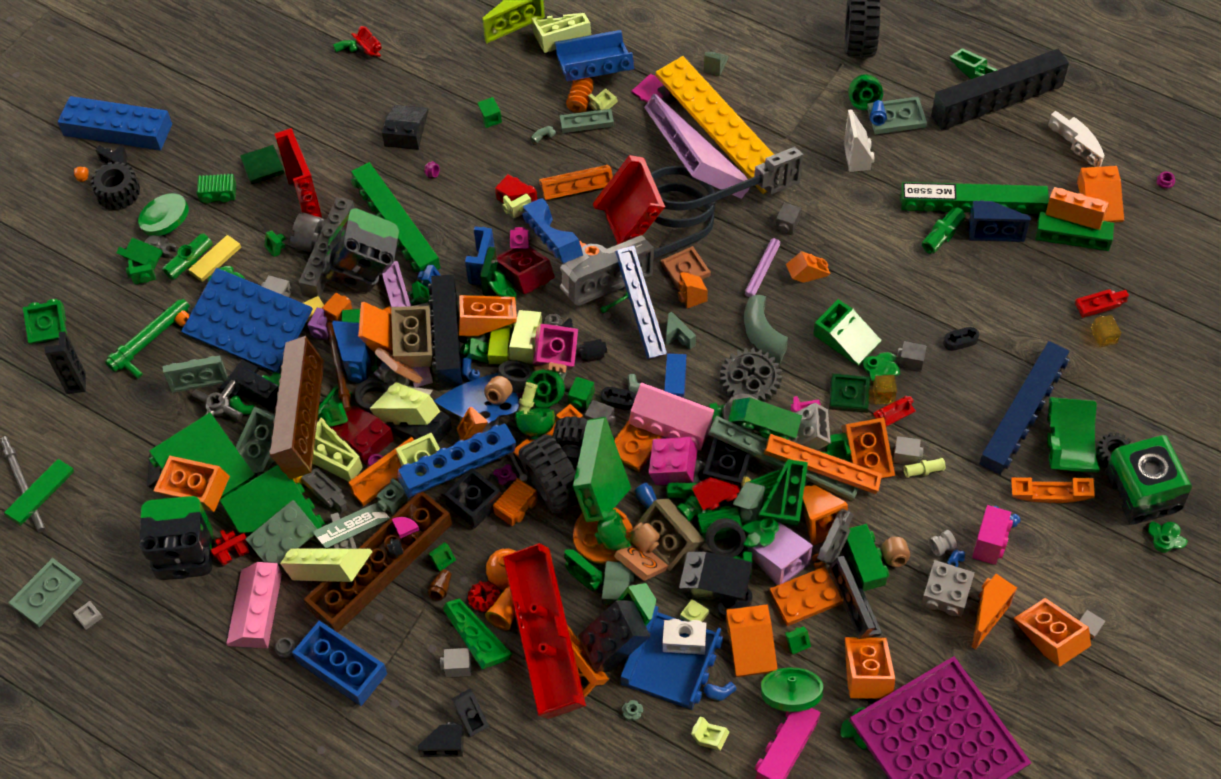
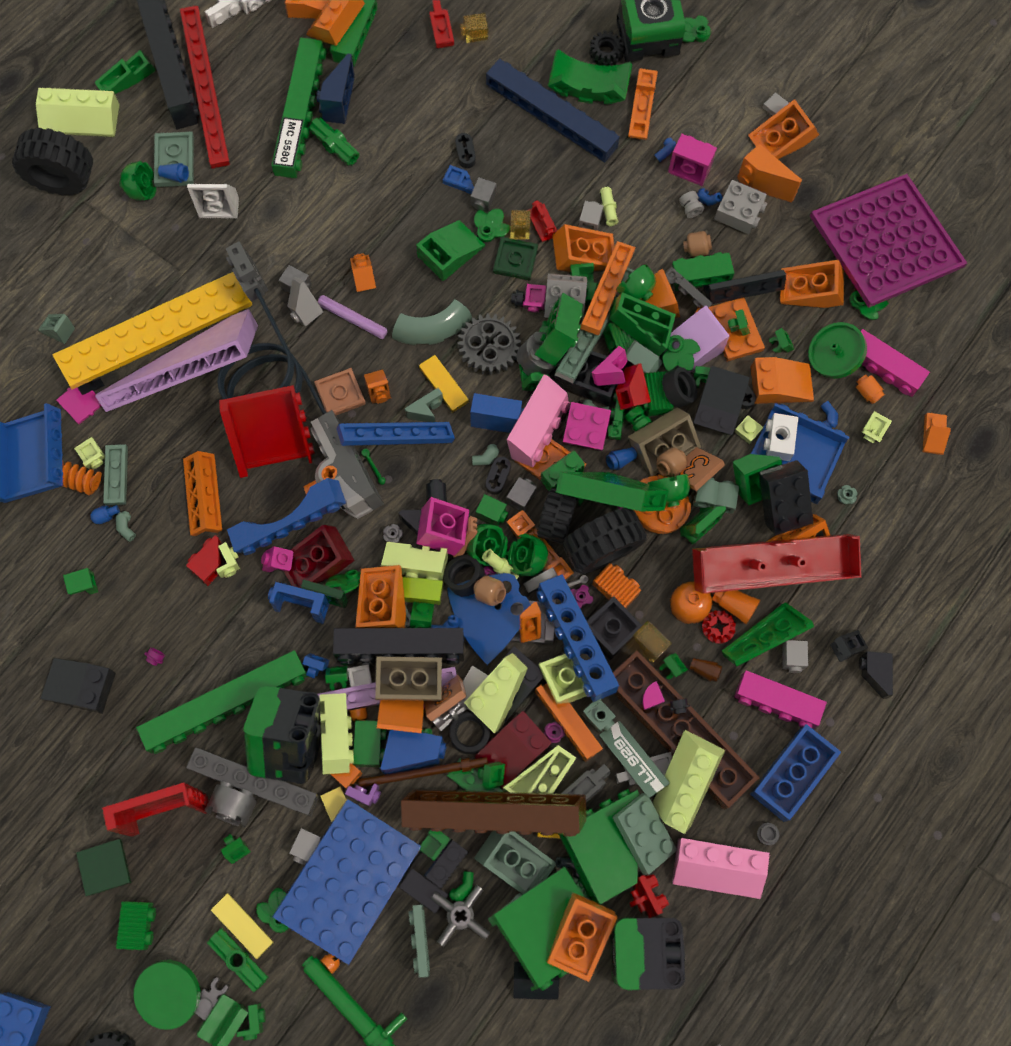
camera: 90 degrees left, 15 degrees up
(354, 289) = (335, 734): none -> yellowish green wedge
(412, 650) = (779, 699): none -> dark pink brick
(459, 529) = (651, 641): none -> clear yellow slope
(517, 435) = (534, 583): none -> light grey beam
(551, 119) = (103, 514): none -> blue cylinder
(628, 446) = (568, 463): none -> green brick
(707, 345) = (441, 379): none -> yellow tile
(726, 462) = (610, 370): none -> dark pink slope
(755, 728) = (870, 389): none -> orange brick
(764, 224) = (302, 303): none -> light grey slope
(804, 395) = (517, 298): none -> black plate
(806, 590) = (739, 323): none -> green tile
(824, 482) = (639, 283): none -> green cylinder
(927, 41) = (77, 111): none -> yellowish green slope
(929, 335) = (458, 179): none -> blue tile
(978, 126) = (204, 87): none -> red plate

